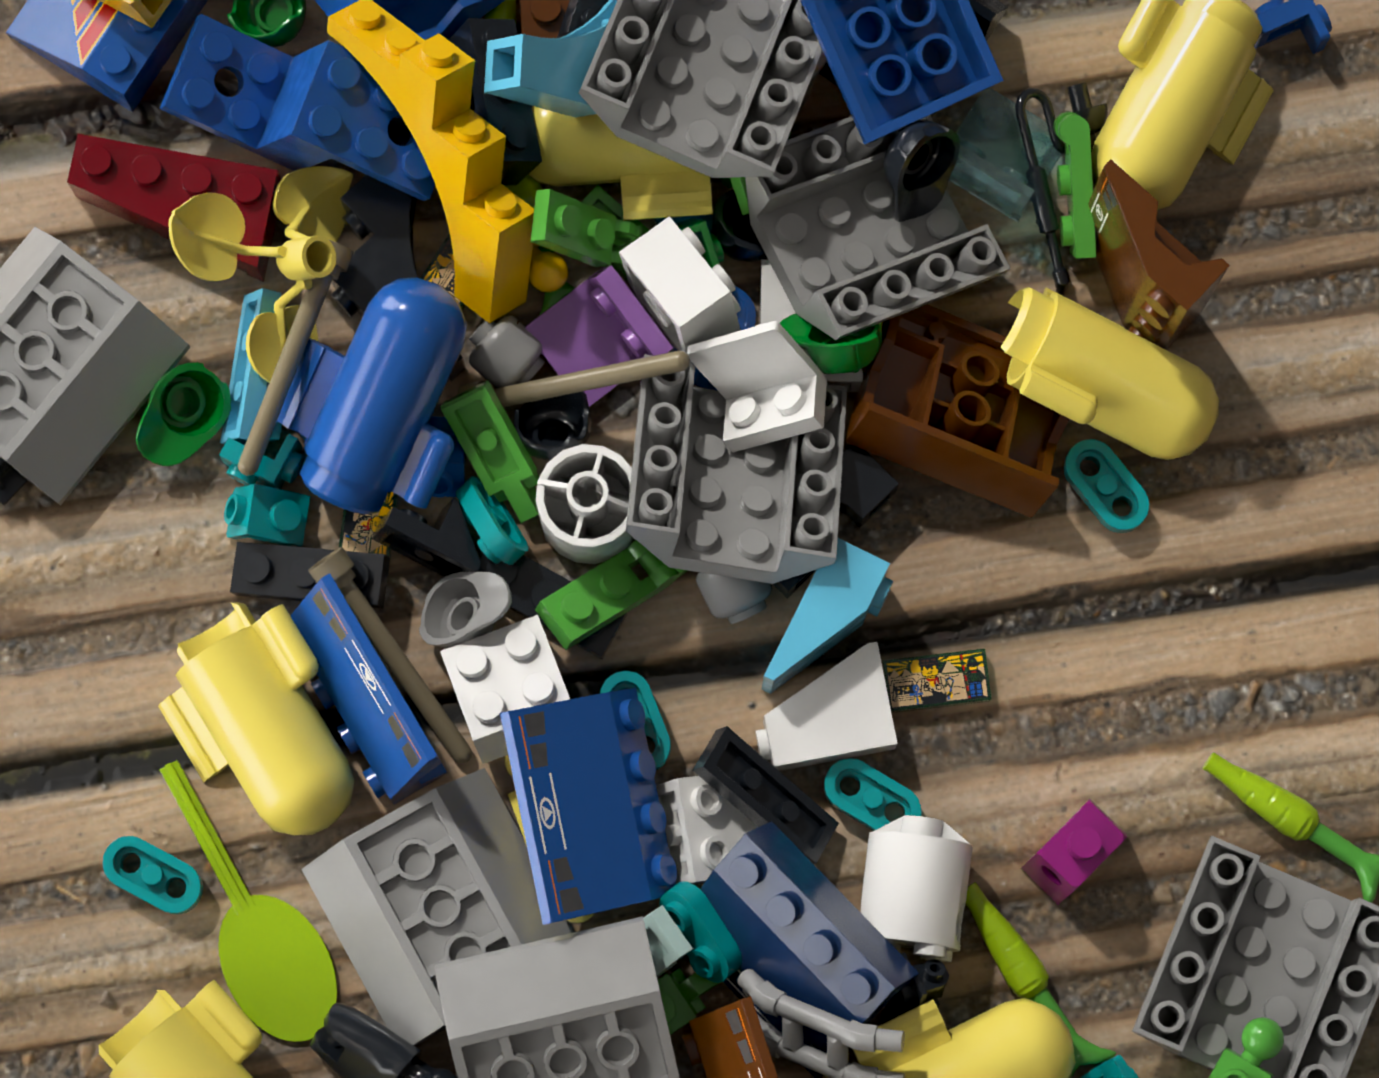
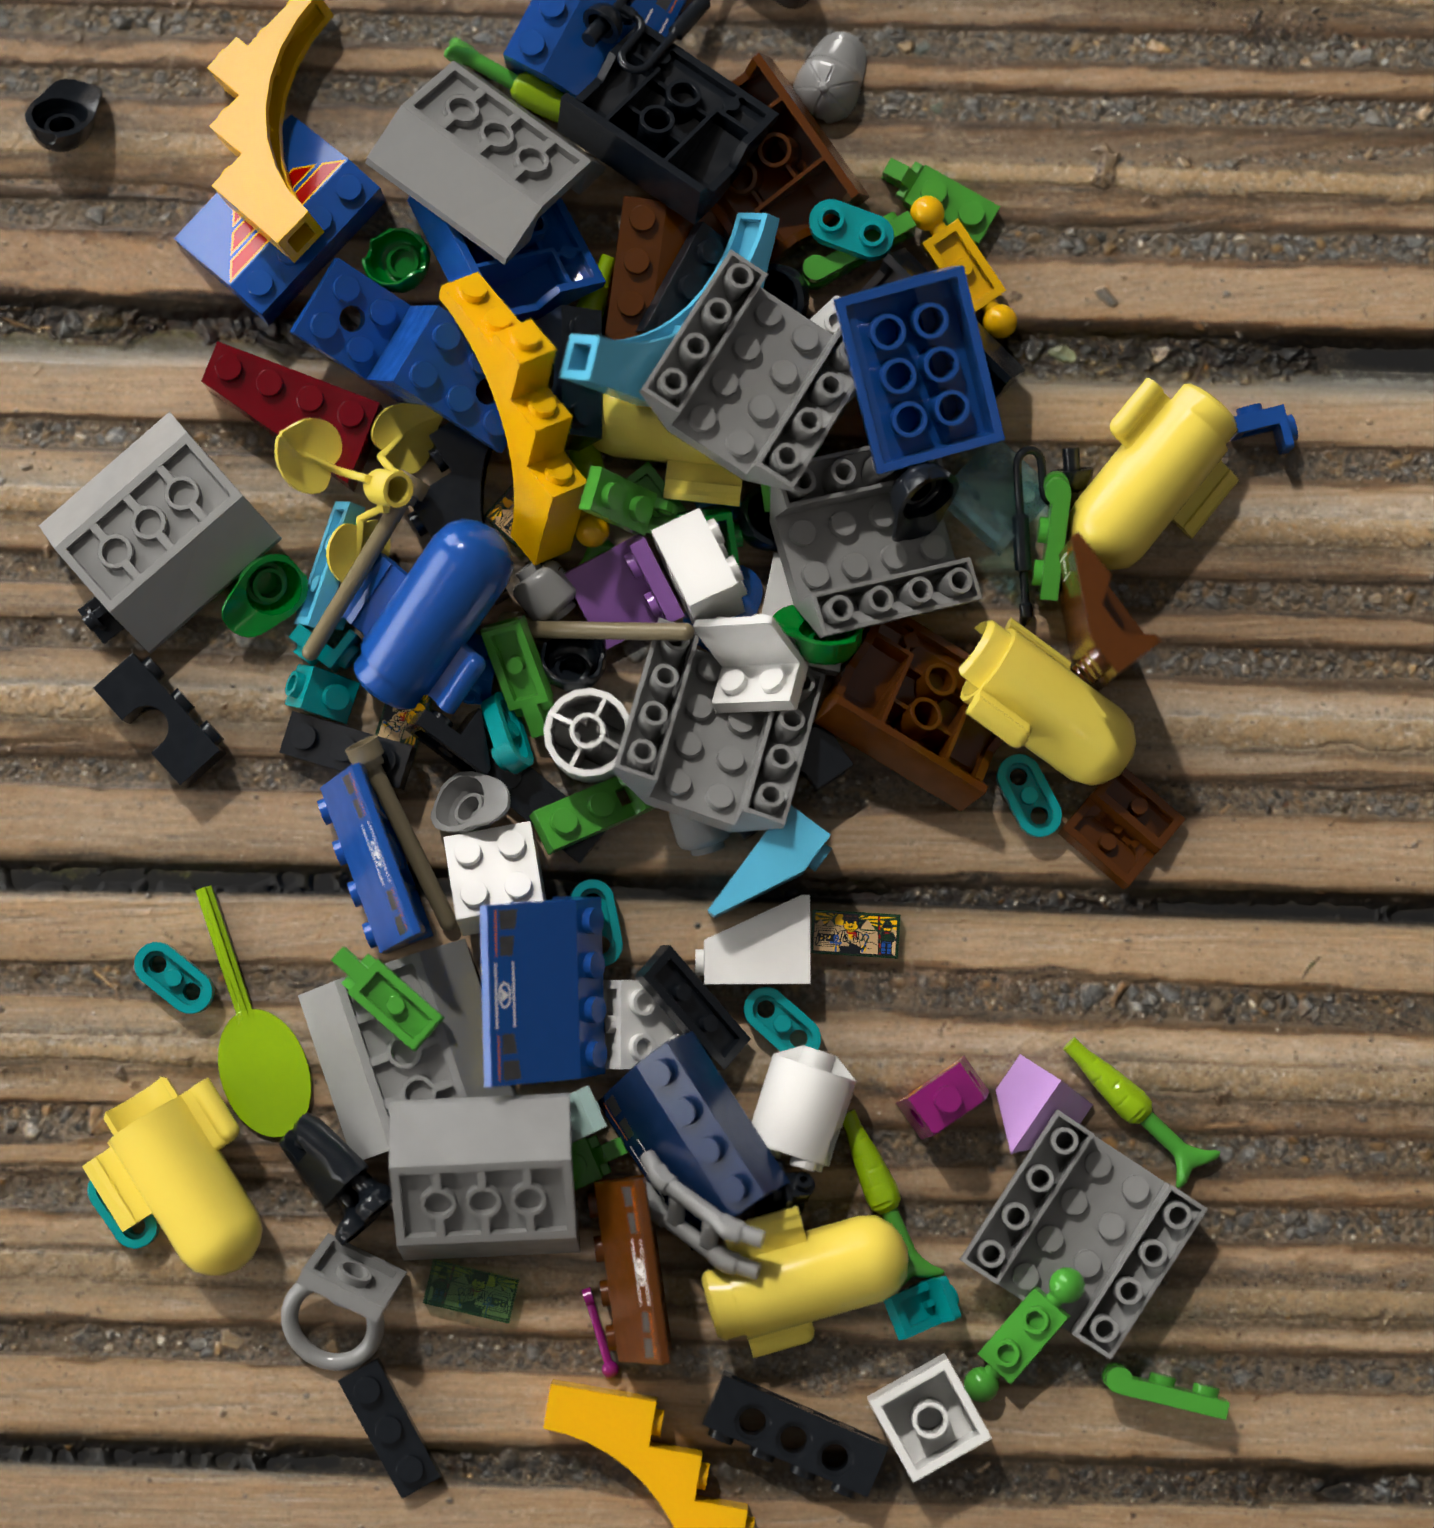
camera: 15 degrees right, 5 degrees up
(51, 549) = (189, 746): none -> black arch
(250, 712) = (279, 860): light yellow piece -> none
(410, 845) = (388, 998): none -> bright green hinge
(714, 949) = (624, 1124): teal plate -> none
(1176, 832) = (1029, 1100): none -> lavender slope
(1219, 503) = (1121, 827): none -> reddish brown slope

